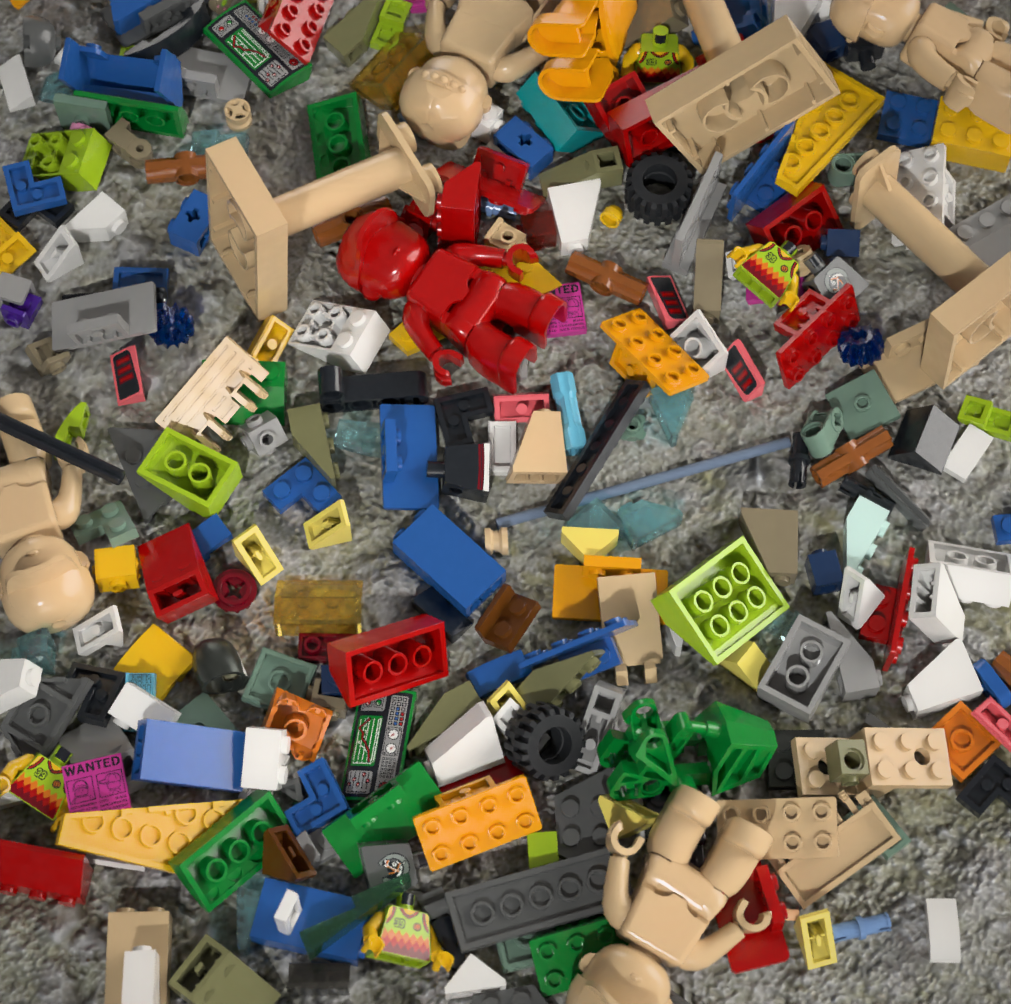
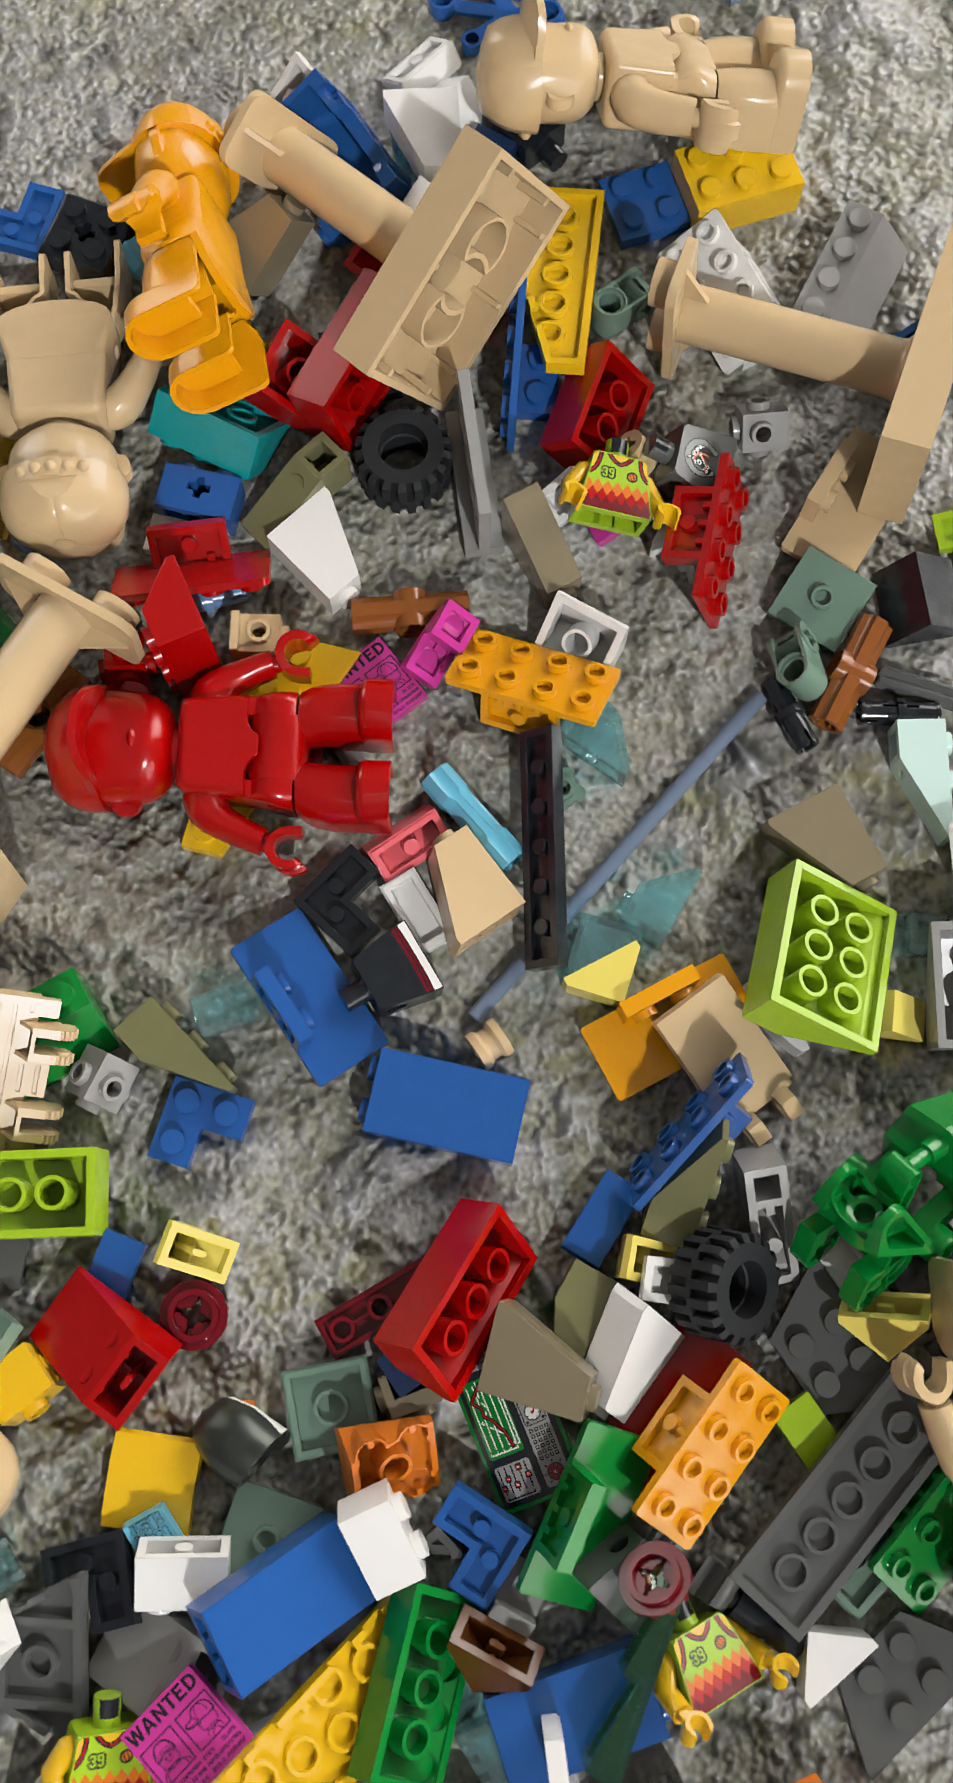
camera: 30 degrees left, 10 degrees up
(99, 631) = (51, 1489): white slope -> none
(270, 340) = (31, 947): yellow slope -> none
(318, 607) = (316, 1269): clear yellow slope -> none
(328, 527) = (263, 1155): light yellow slope -> none
(340, 335) = (119, 883): white slope -> none
(369, 391) = (205, 937): black beam -> none
(407, 717) = (536, 1367): none -> dark tan slope
(411, 858) = (651, 1559): none -> dark red gear
(437, 606) = (479, 1180): black slope -> none
(490, 124) = (142, 492): white brick -> none
(506, 619) = (568, 1140): reddish brown bracket -> none
(539, 229) = (287, 595): clear red brick -> none
(611, 216) = (366, 527): yellow hinge -> none
(611, 303) = (439, 642): none -> dark pink slope
(657, 57) = (299, 287): torso -> none
(666, 301) = (502, 600): slope -> none
(743, 372) = (654, 638): slope -> none
(823, 572) = (909, 841): dark blue brick -> none
(840, 242) = (668, 404): dark blue brick -> none
(860, 345) = (775, 524): clear blue gear -> none
(889, 285) = (760, 426): none -> light grey brick

